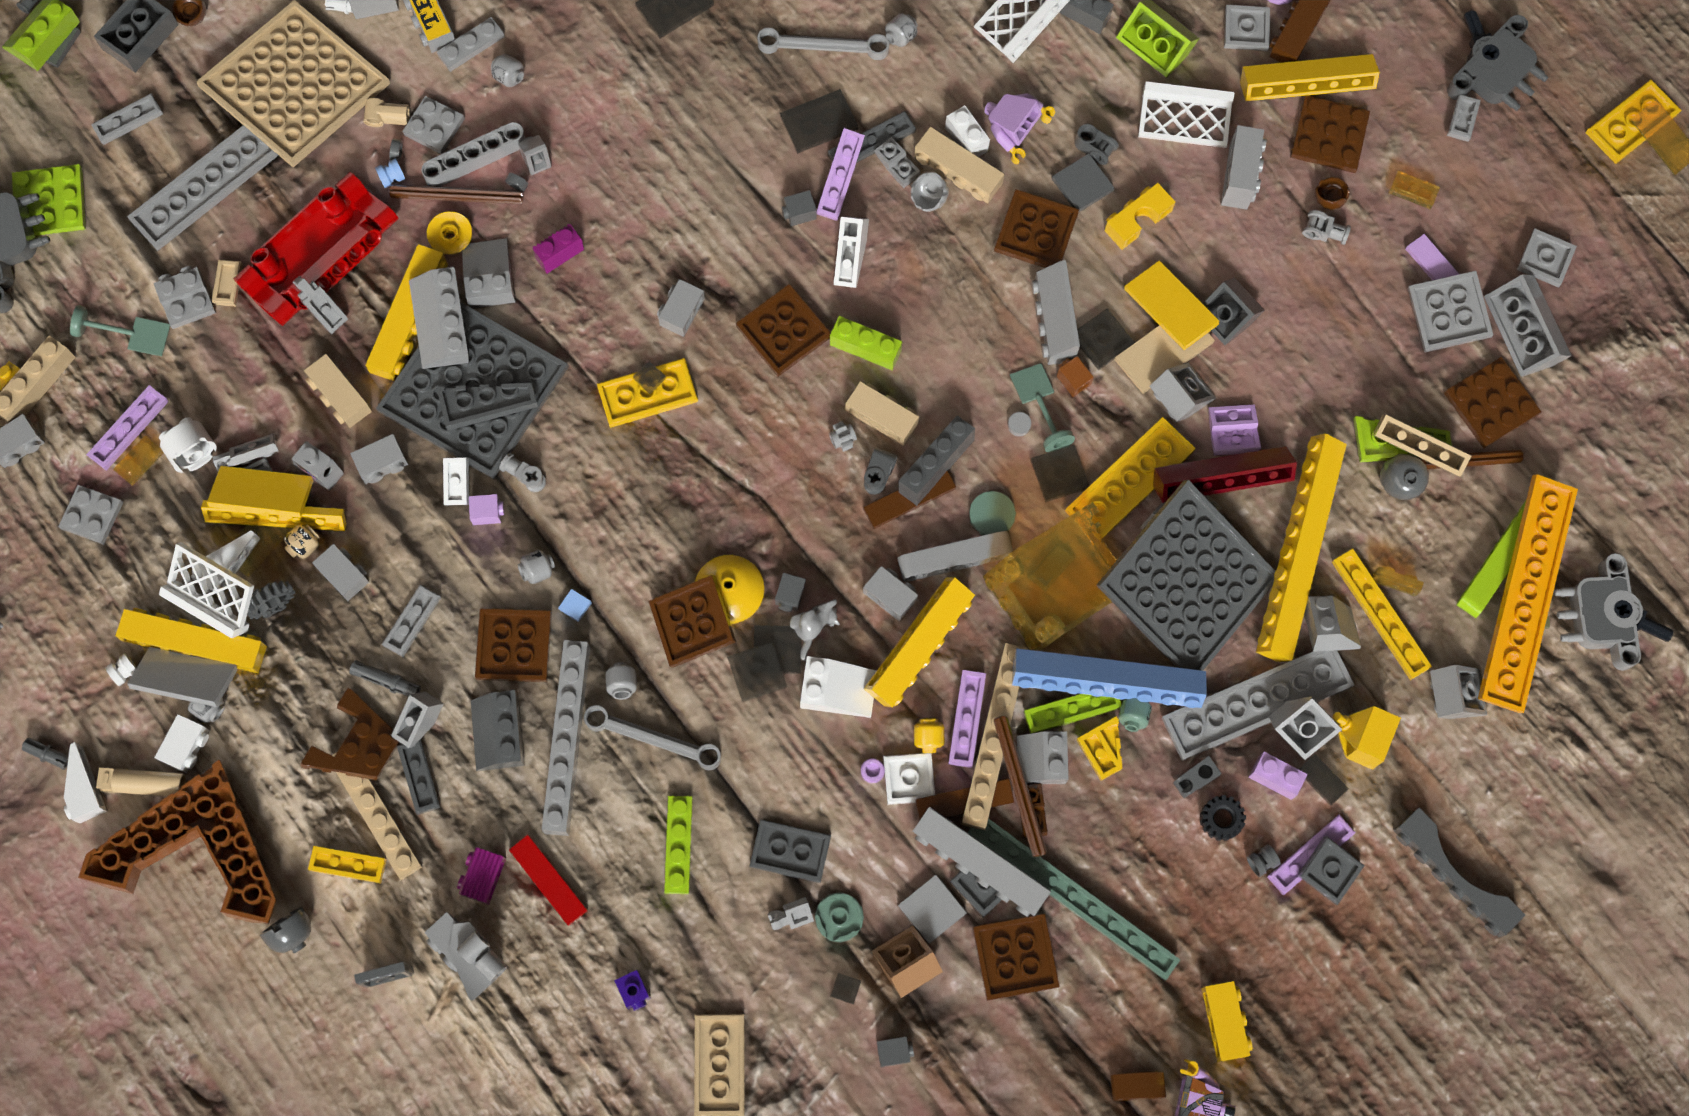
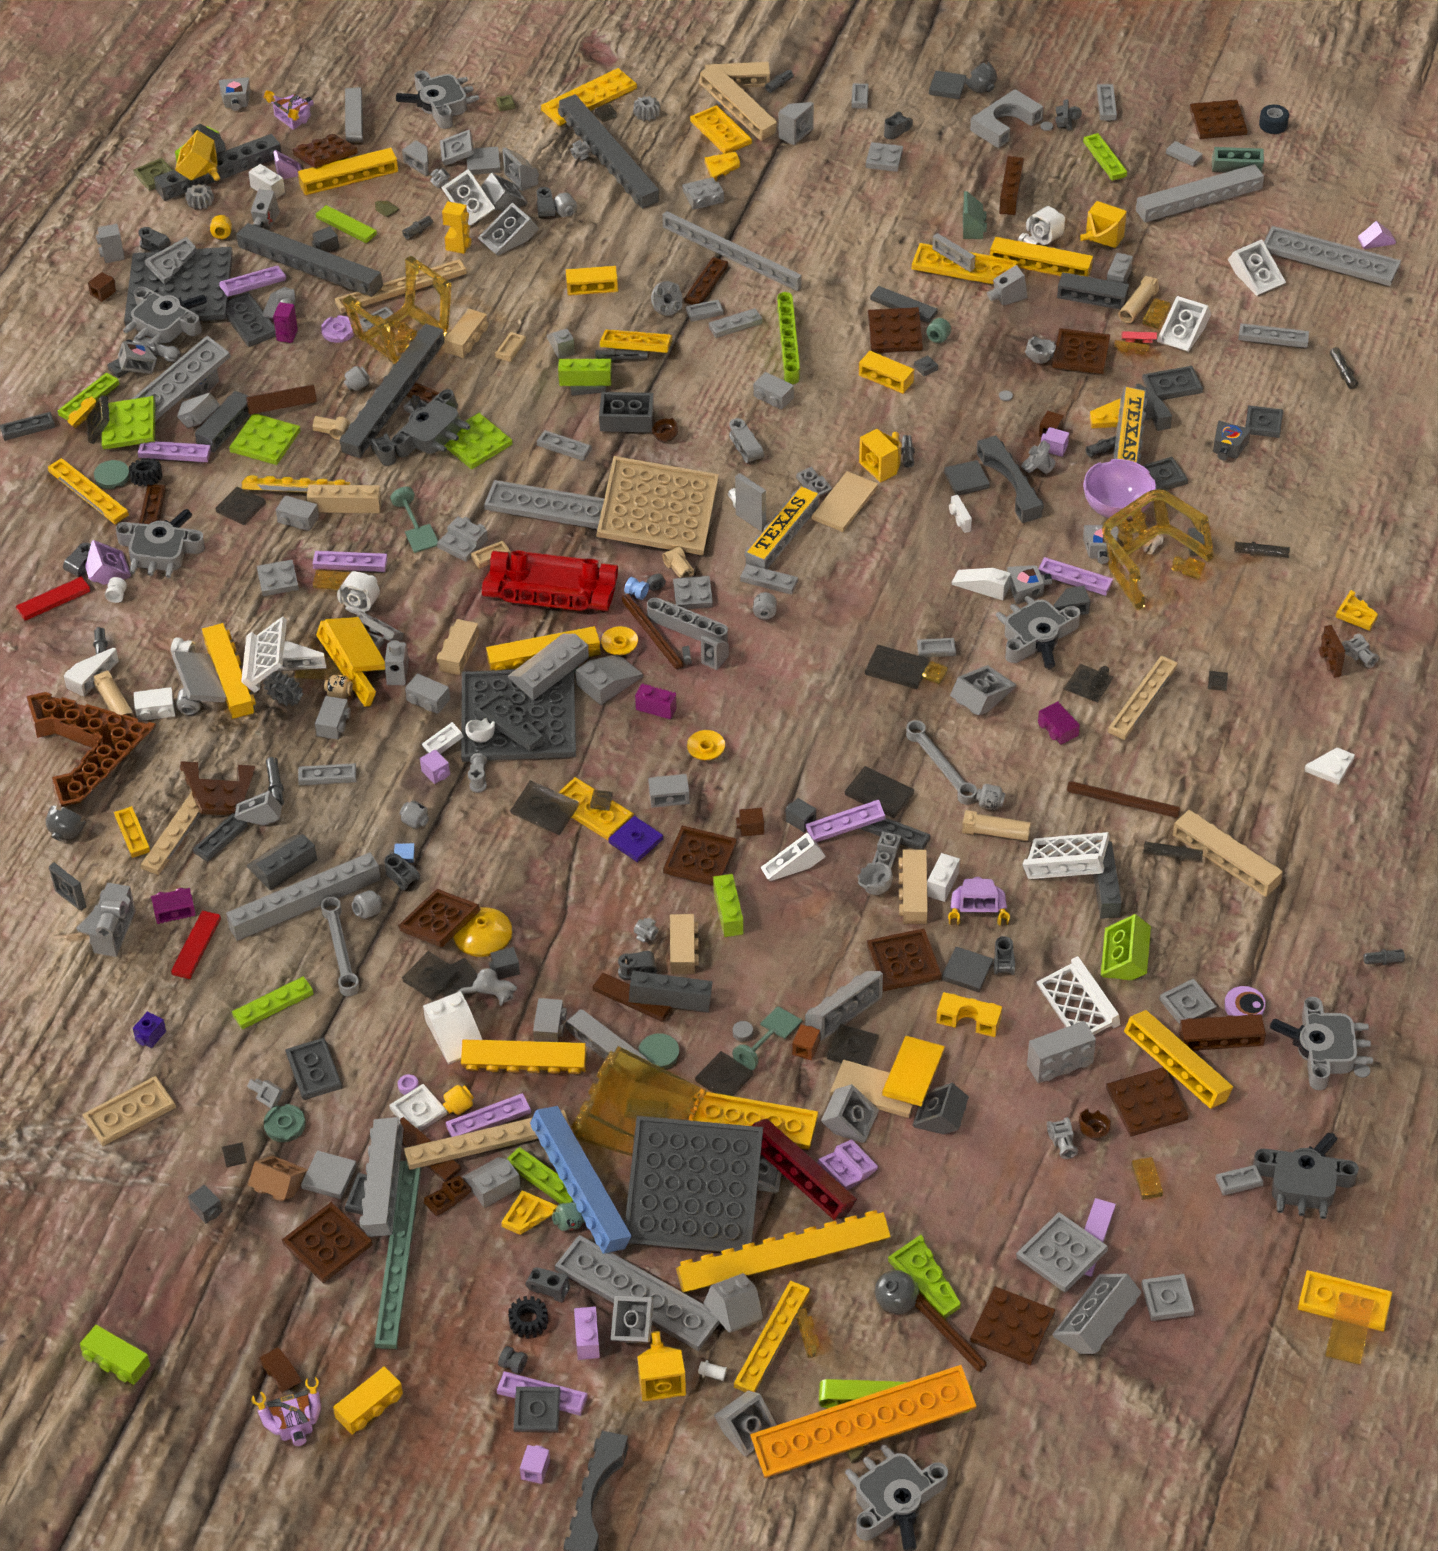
camera: 60 degrees right, 25 degrees down
(320, 305) = (509, 602): light grey hinge -> none
(478, 437) = (480, 730): none -> white hair
(513, 645) = (349, 834): reddish brown plate -> none
(602, 623) = (400, 871): none -> dark grey piece
(616, 436) = (544, 807): none -> clear smoke tile
(645, 229) = (706, 745): none -> yellow dish
(716, 375) = (635, 839): none -> dark purple plate
(776, 258) = (750, 822): none -> reddish brown brick
(938, 49) = (995, 826): none -> tan piece
(1019, 786) = (456, 1169): reddish brown axle -> none
(1323, 780) = (608, 1369): clear smoke tile -> none
(1383, 688) = (712, 1370): none -> white pin
(1389, 907) = (535, 1464): none -> lavender brick
(1421, 445) = (925, 1280): tan brick -> none

